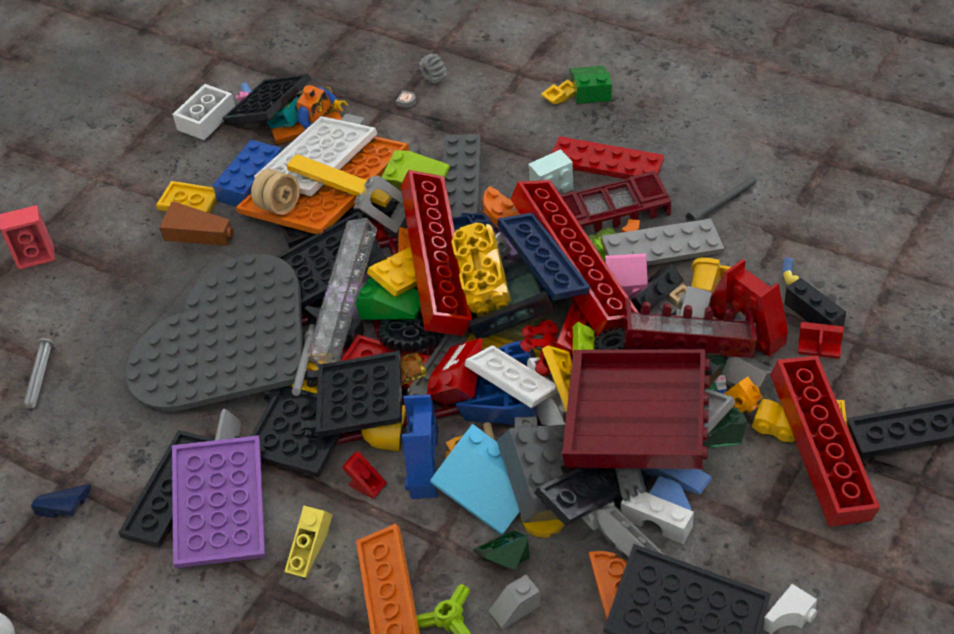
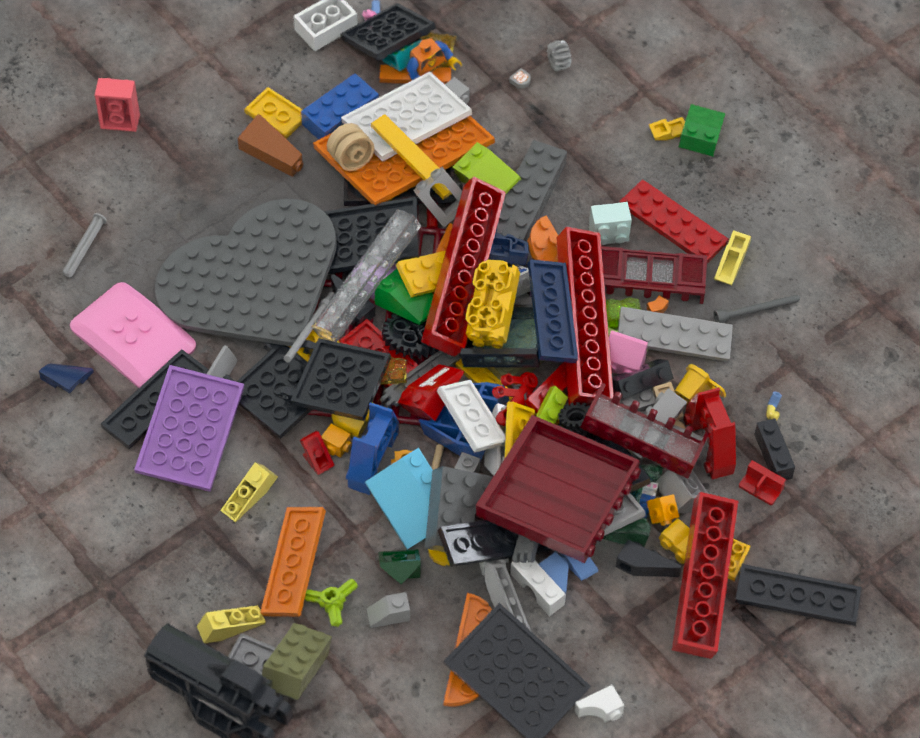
camera: 15 degrees right, 10 degrees up
(117, 436) = (131, 333): none -> bright pink wedge
(380, 456) = (337, 440): none -> light orange brick
(677, 167) = (732, 257): none -> light yellow slope
(752, 453) = (644, 562): none -> black slope

